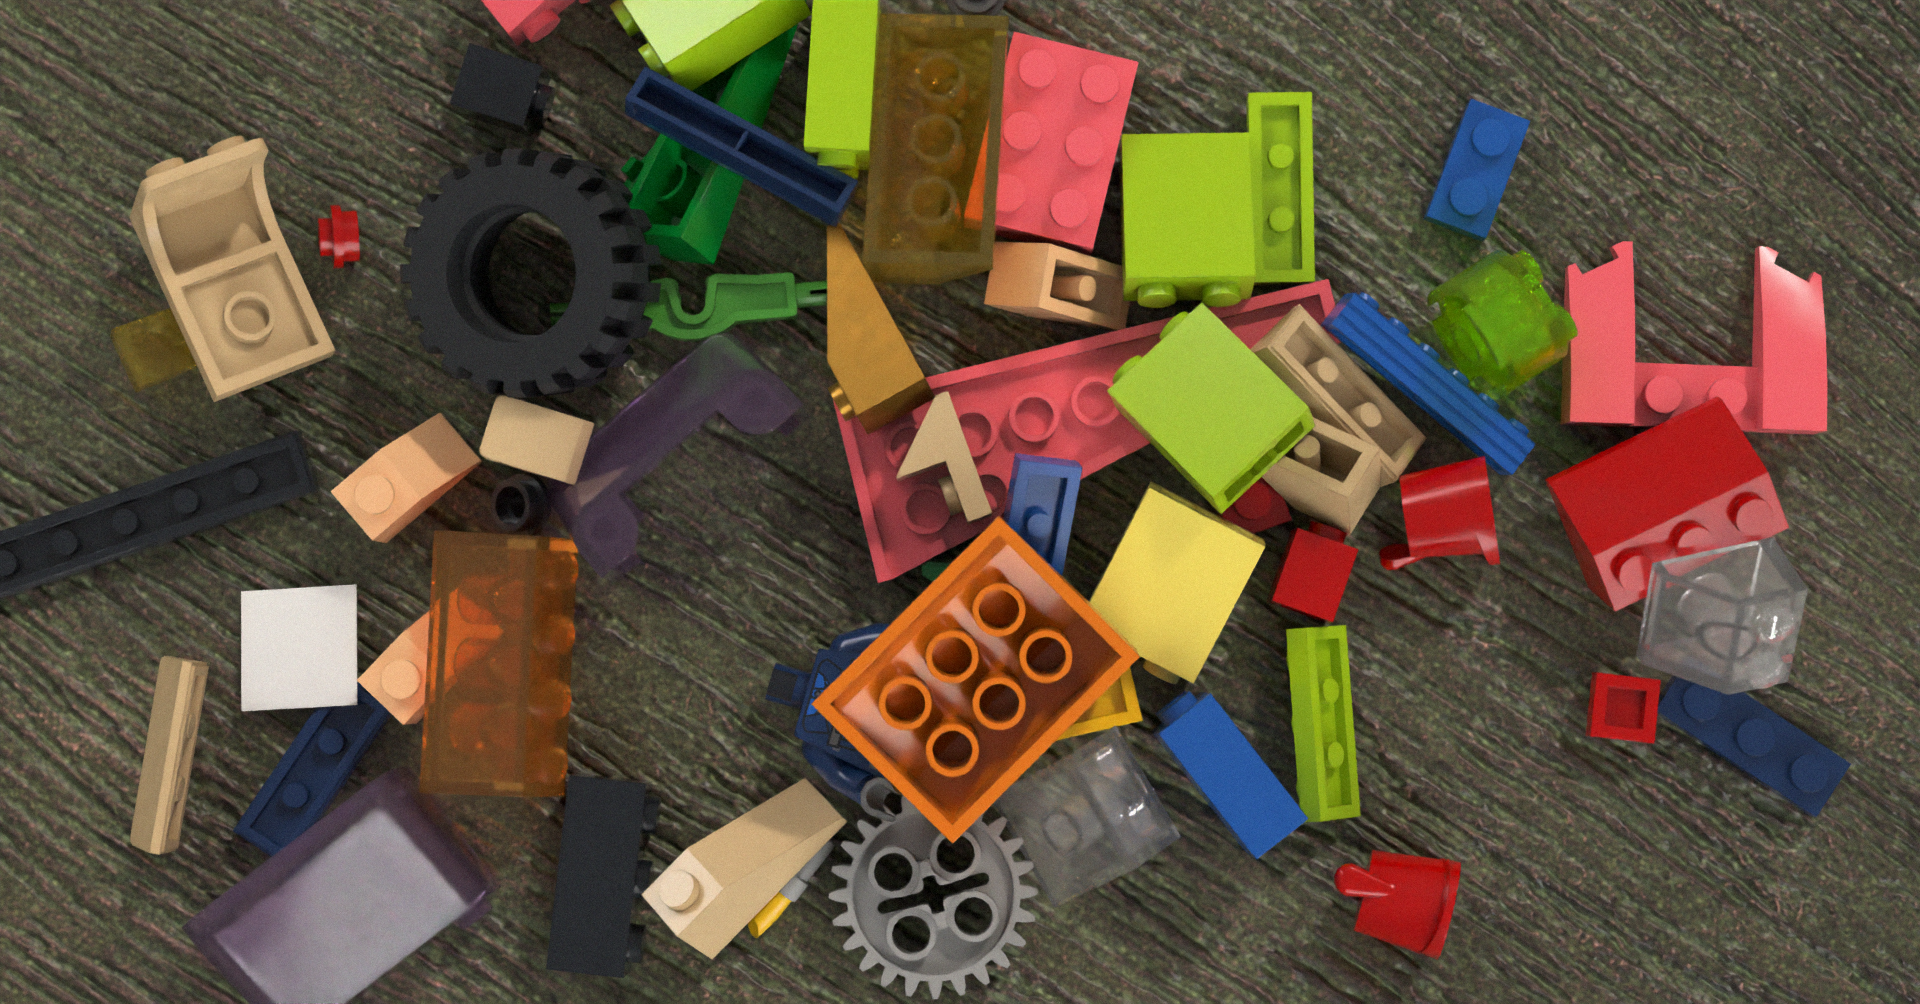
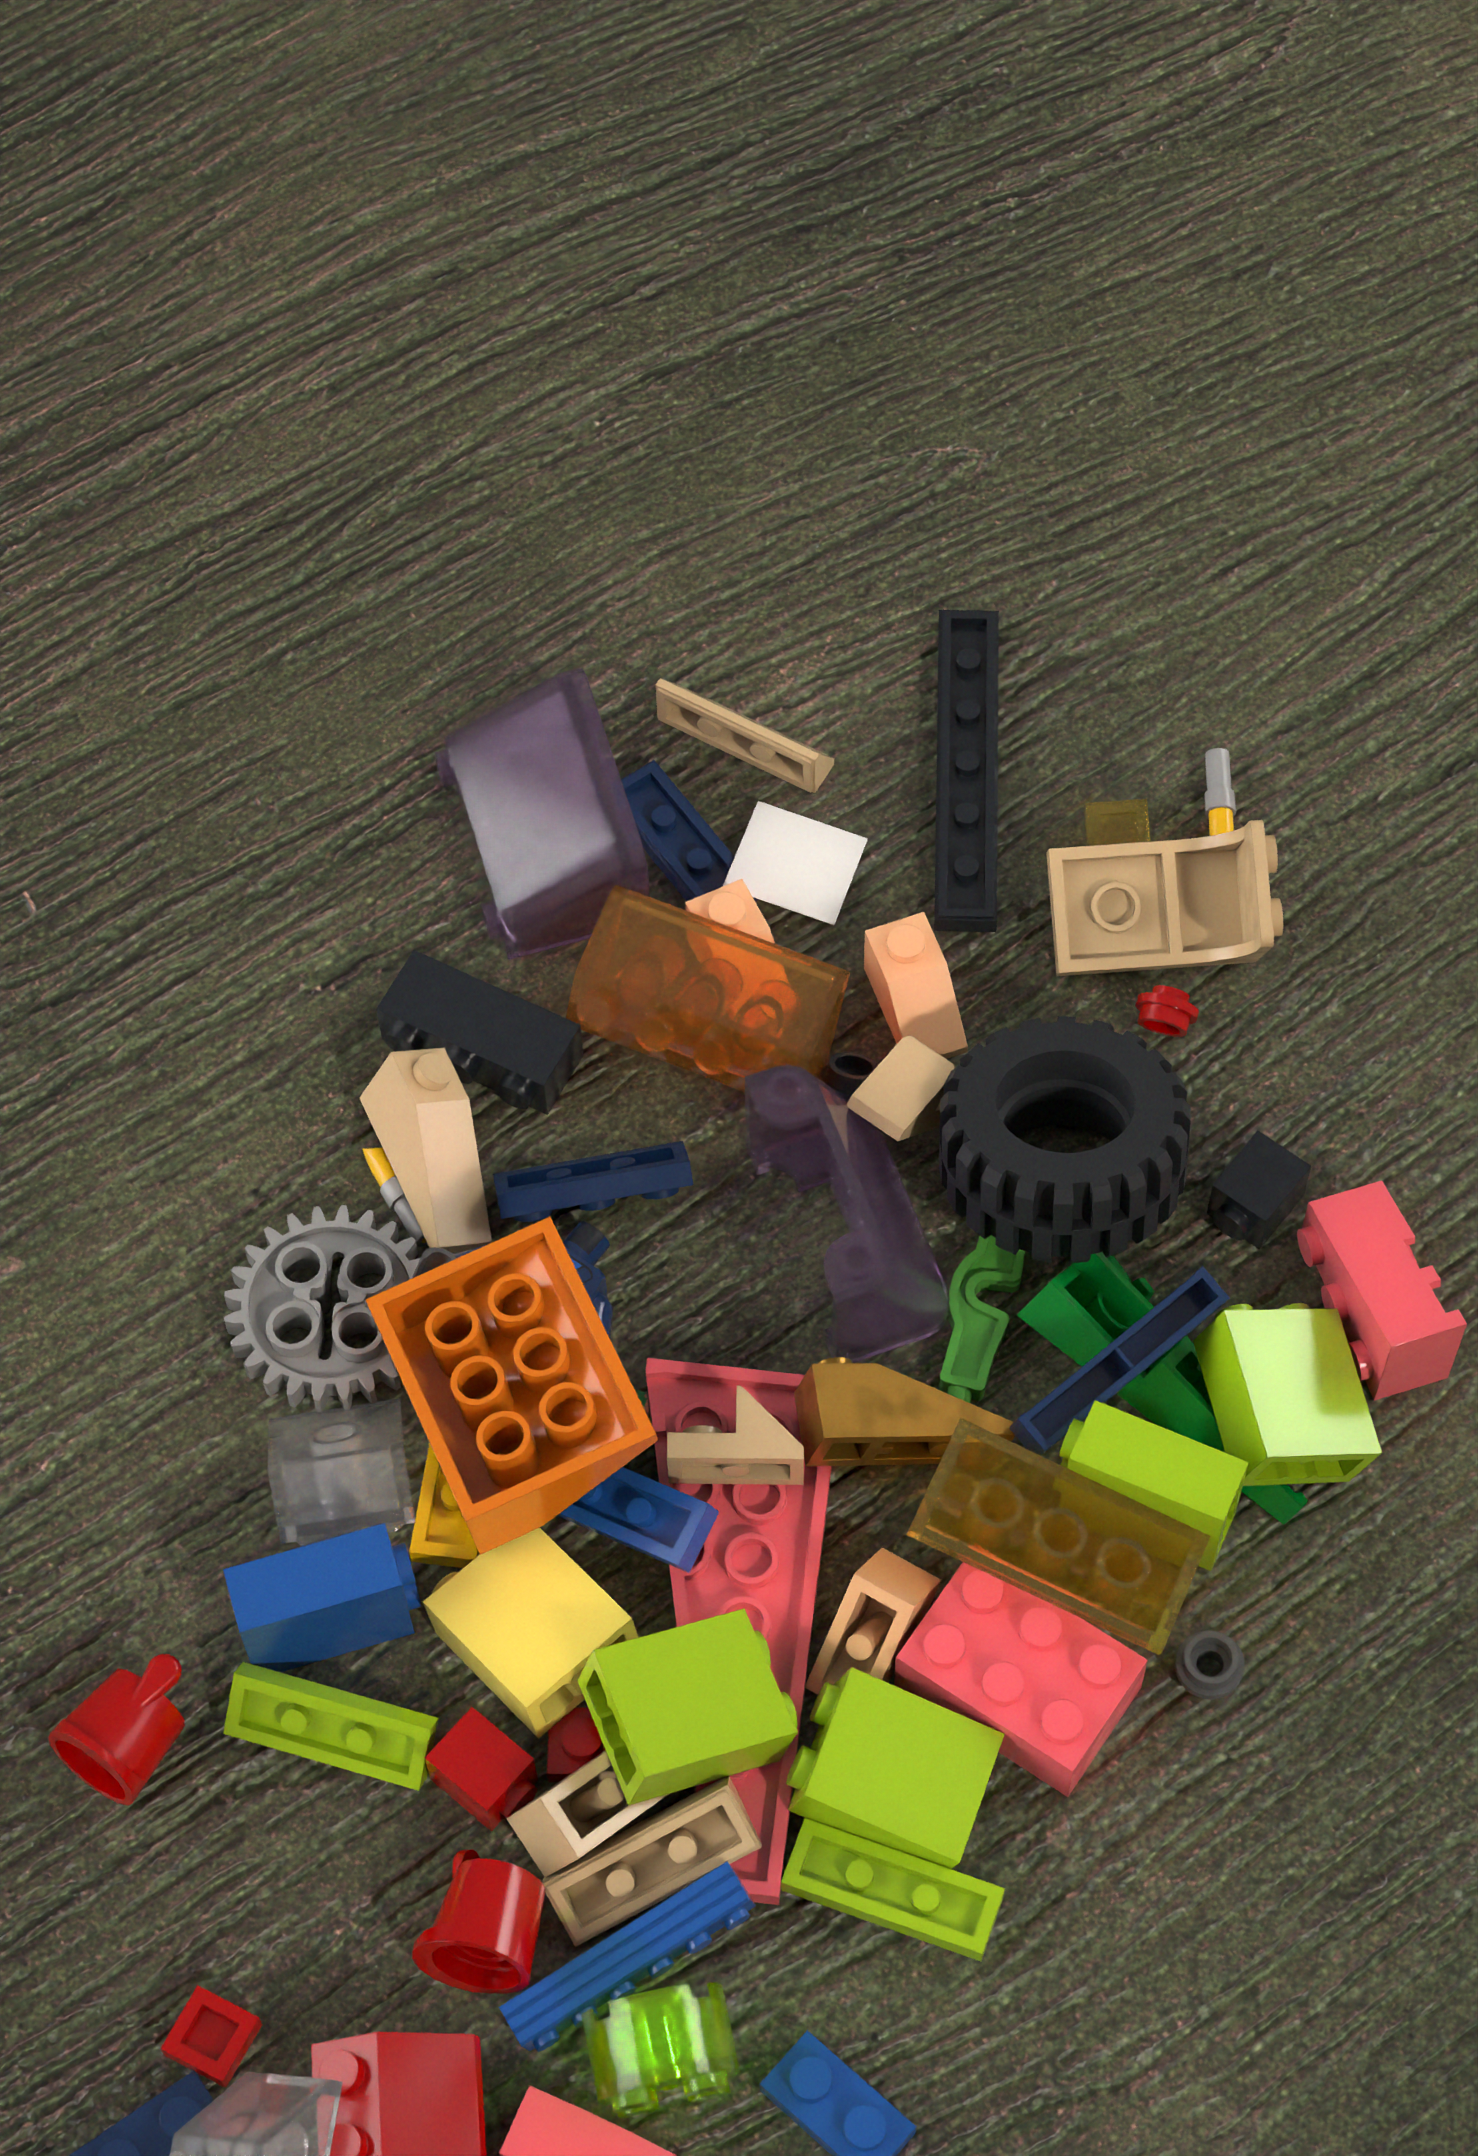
camera: 110 degrees right, 25 degrees down
(81, 263) = (1219, 797): none -> light grey piece
(715, 705) = (593, 1181): none -> dark blue plate

